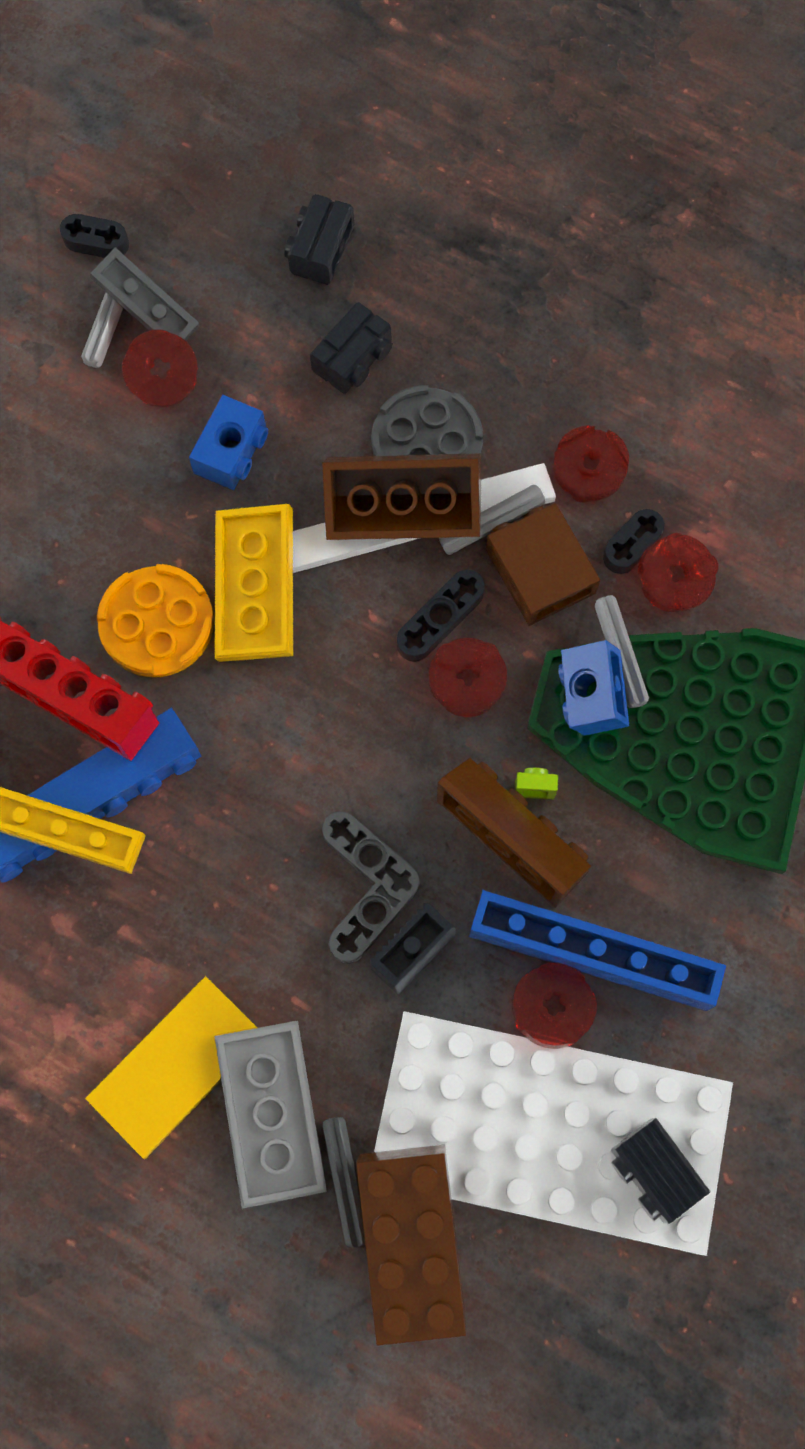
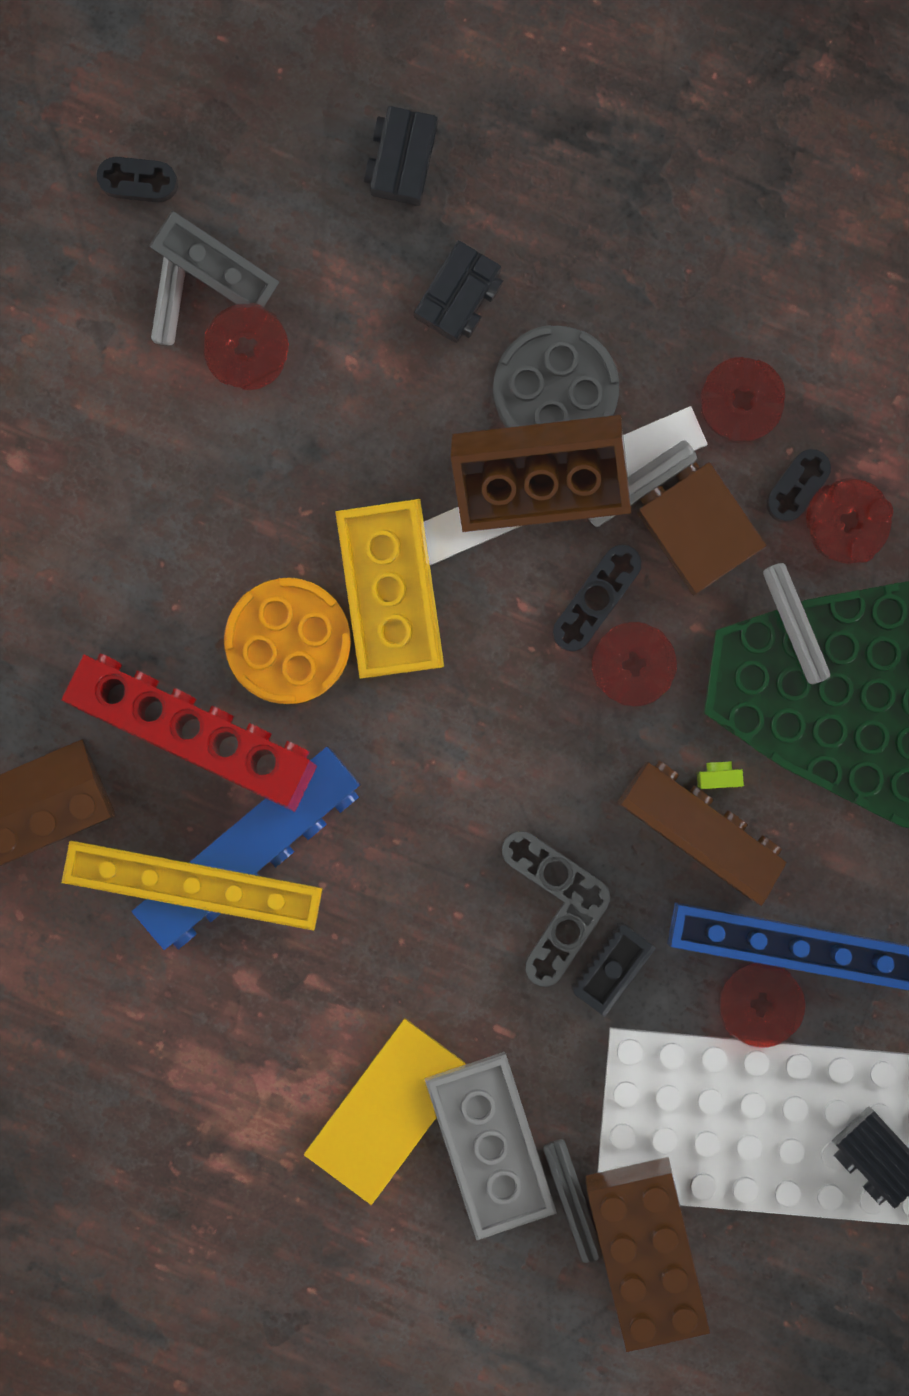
camera: 10 degrees left, 15 degrees up
(229, 422) = (334, 401): blue brick -> none
(607, 705) = (783, 654): brick -> none

